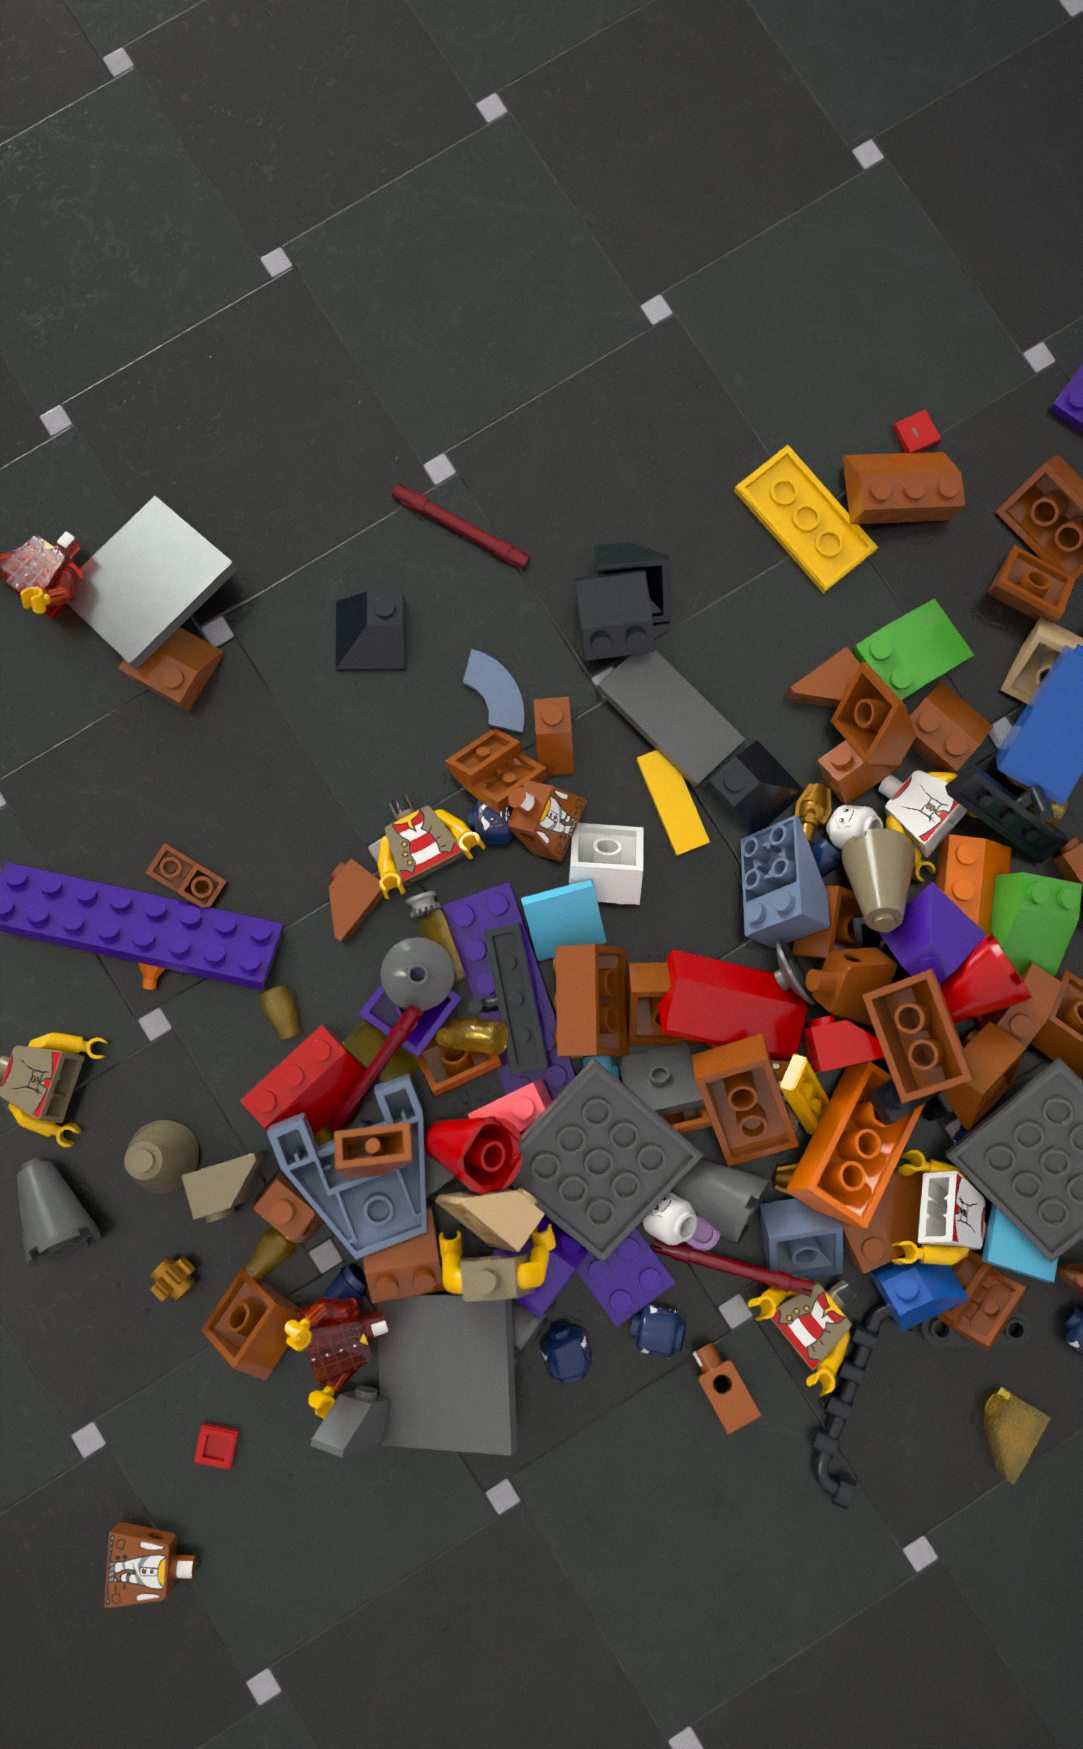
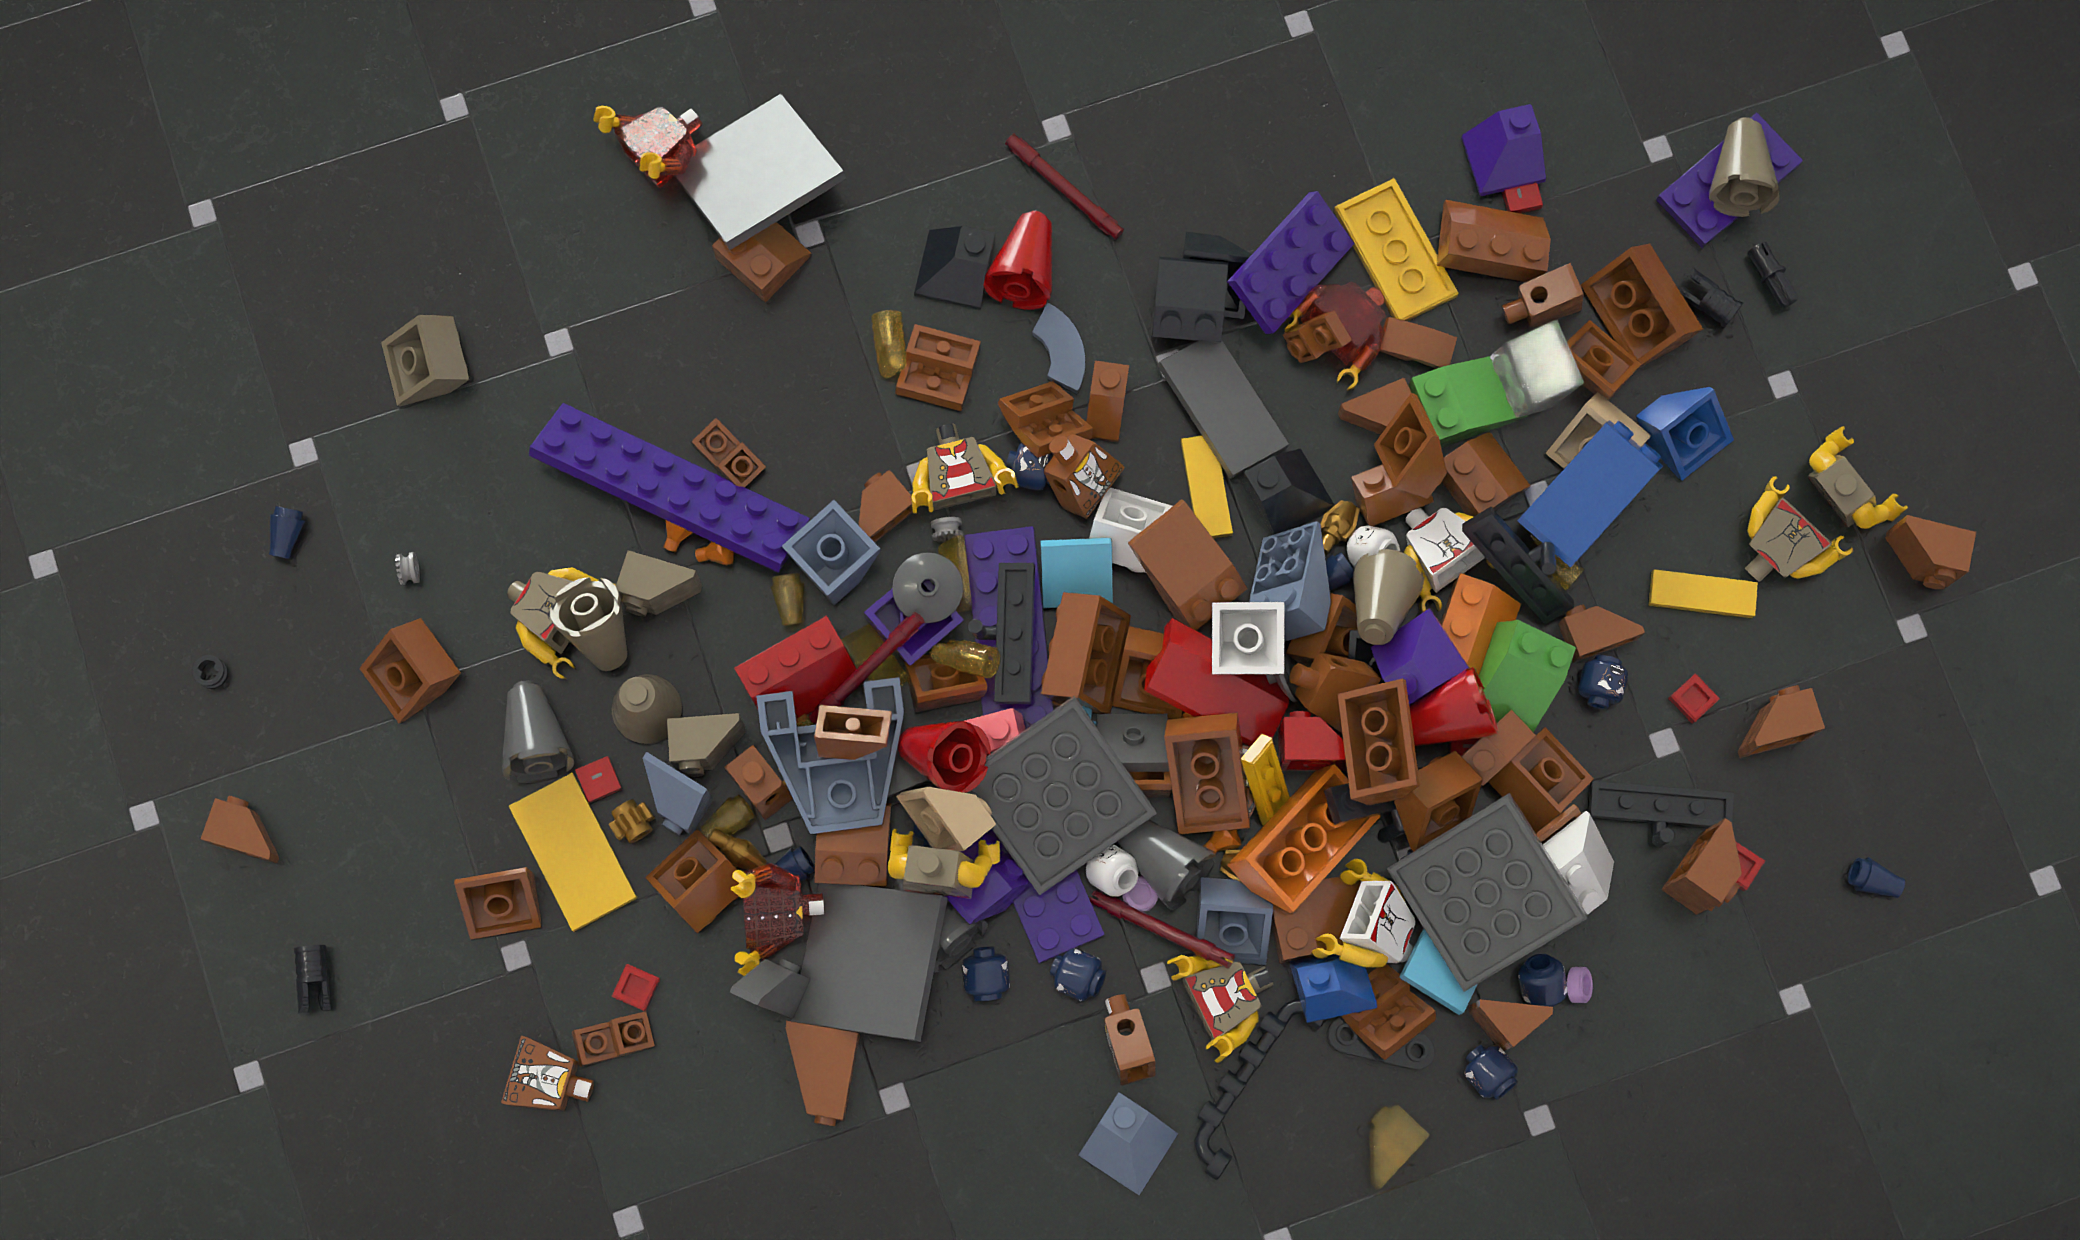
camera: 10 degrees right, 5 degrees down
(57, 1394) = (499, 902): none -> dark orange slope
(81, 1088) = (592, 621): none -> dark tan cone
(121, 1321) = (573, 852): none -> yellow tile
(130, 1241) = (598, 779): none -> red tile
(133, 1034) = (654, 584): none -> dark tan slope
(194, 982) = (715, 553): none -> orange rock
(205, 1505) = (613, 1039): none -> dark orange slope
(210, 1245) = (676, 796): none -> sand blue slope
(288, 1284) = (738, 851): none -> pearl gold piece
(312, 956) = (832, 552): none -> sand blue slope
(321, 725) = (889, 342): none -> clear yellow hinge
(376, 739) = (938, 367): none -> dark orange slope
(424, 1490) = (824, 1068): none -> dark orange slope
(439, 615) = (1024, 264): none -> red cone
(674, 891) = (1186, 565): none -> dark orange slope
(706, 554) = (1291, 262): none -> dark purple plate
(747, 1490) = (1128, 1143): none -> sand blue slope
(749, 624) = (1316, 337): none -> dark orange slope
(757, 956) = (1248, 638): none -> white slope
(771, 1161) = (1223, 840): none -> orange rock
(774, 602) = (1360, 316): none -> clear red torso
(849, 607) = (1417, 343): none -> dark orange slope
(893, 391) = (1506, 151): none -> dark purple slope
(978, 524) = (1556, 289): none -> dark orange torso
(978, 607) = (1536, 369): none -> clear slope

